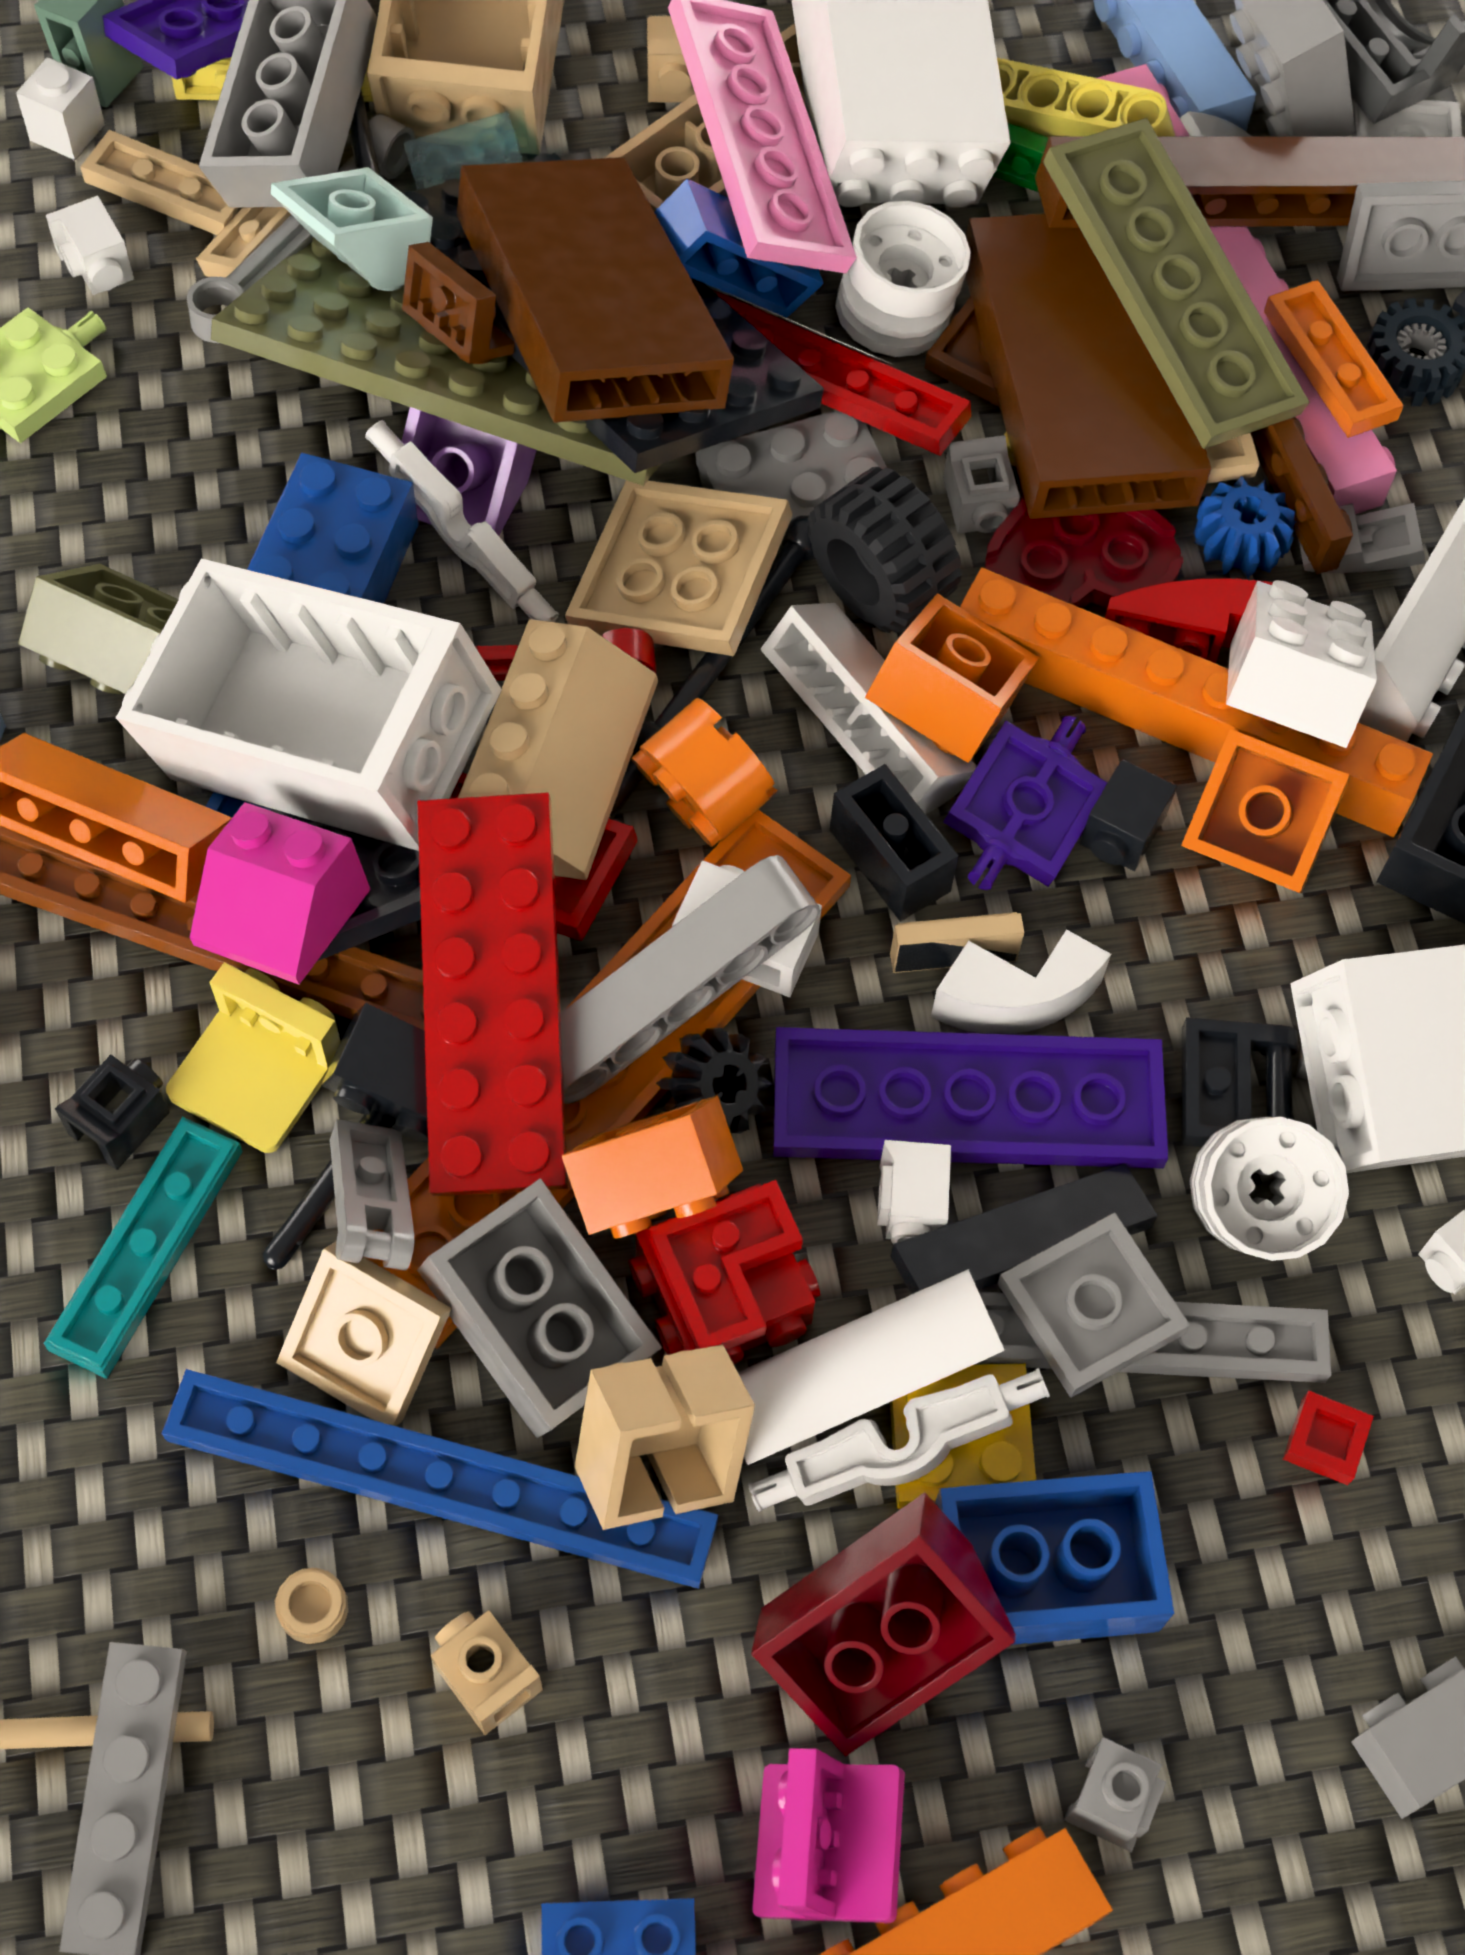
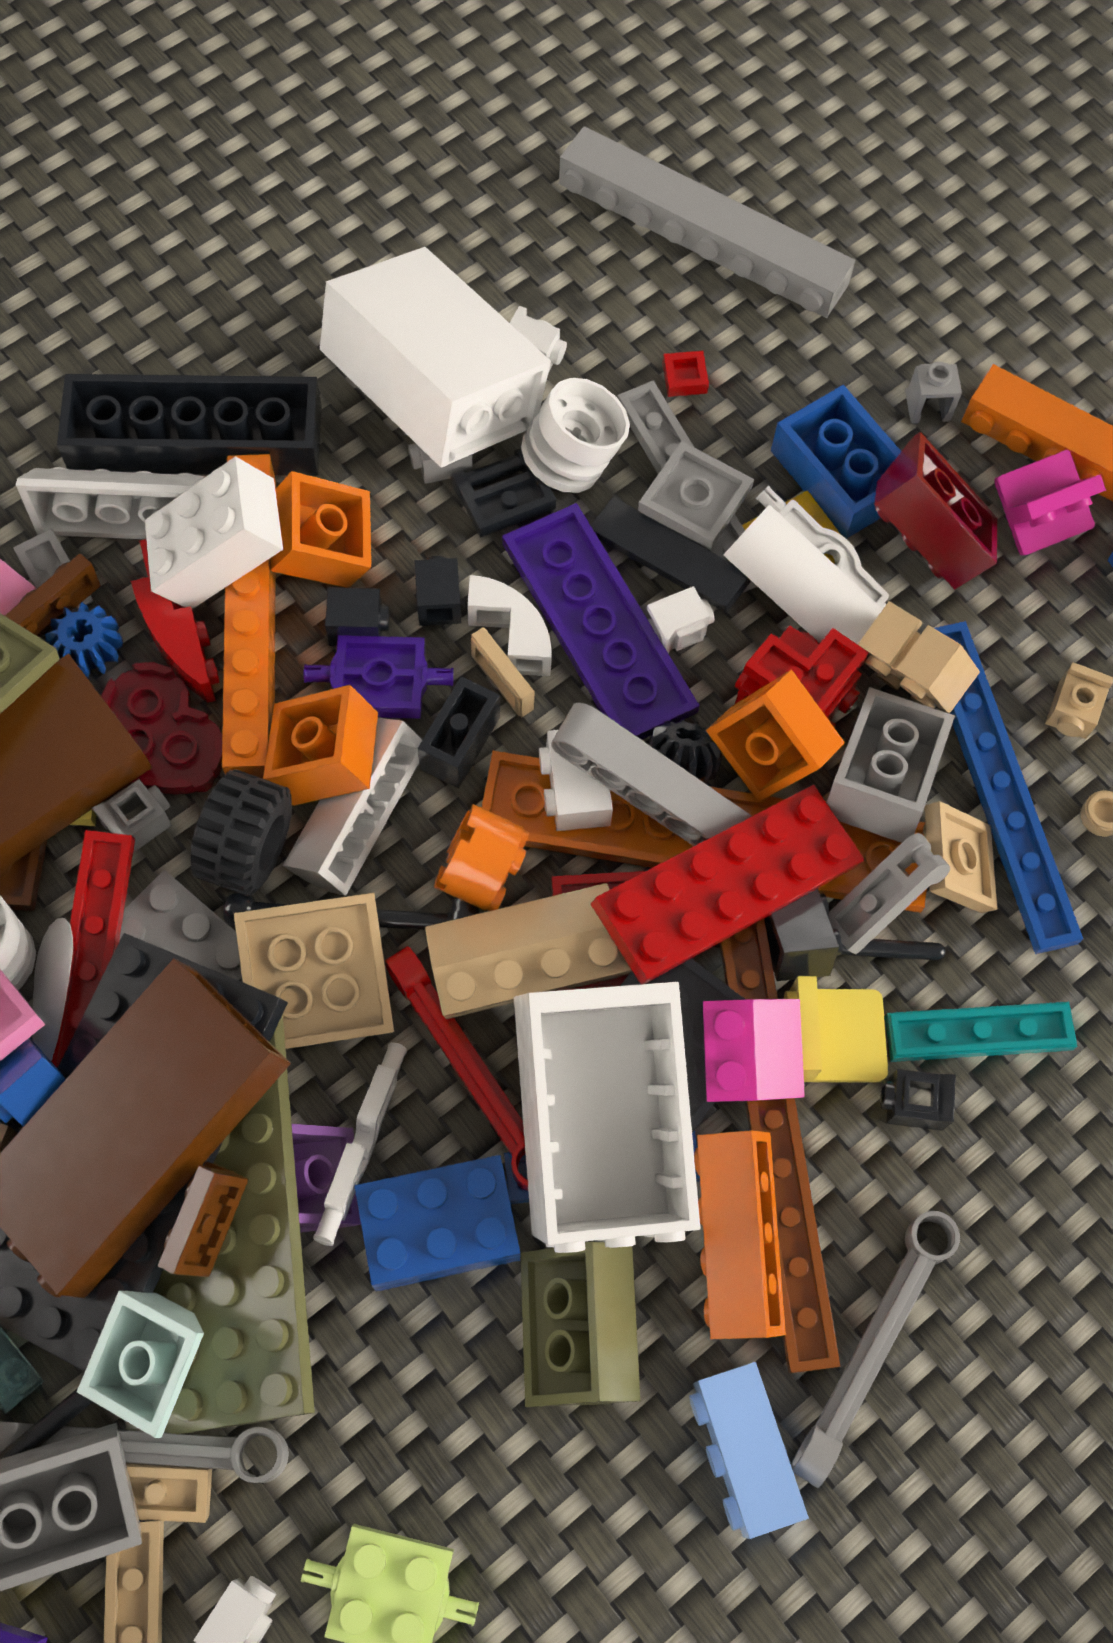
camera: 120 degrees left, 5 degrees up
(1122, 923) = (437, 591): none -> black brick

